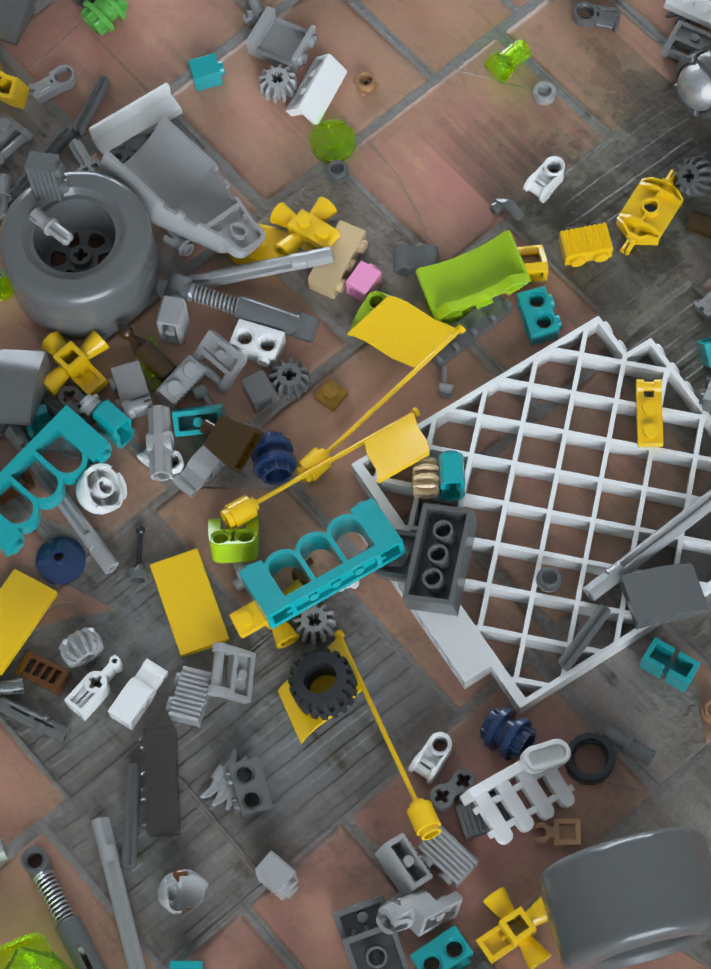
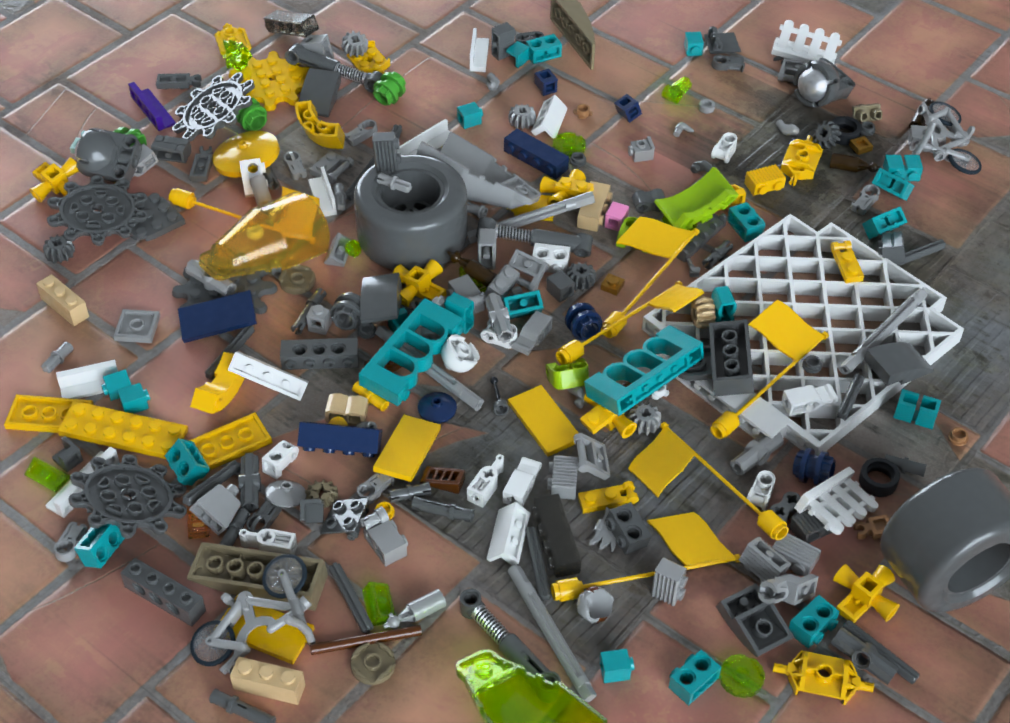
camera: 15 degrees left, 20 degrees down
(81, 647) = (470, 454): light grey gear -> none
(105, 769) = (509, 534): none -> white panel
(231, 441) = (553, 308): dark brown torso -> none
(239, 733) = (608, 497): none -> yellow plate
(281, 41) = (509, 94): light grey panel -> none
(281, 155) = (536, 153): none -> dark blue brick
(313, 667) = (668, 439): black tyre -> none
(324, 813) = (686, 538): none -> yellow flag
(326, 22) = (546, 81): none -> dark blue brick
(428, 166) = (641, 150): none -> light grey brick
(429, 87) = (628, 108): none -> dark blue brick
(442, 698) = (756, 453): none -> light grey piece
(483, 366) = (717, 254): none -> dark grey pin
(494, 129) = (681, 126): none -> light grey animal
(525, 531) = (790, 336): none -> yellow flag
(527, 634) = (807, 398): none -> white piece
(545, 756) = (849, 473): white tile -> none
(646, 152) = (787, 129): none -> light grey arm

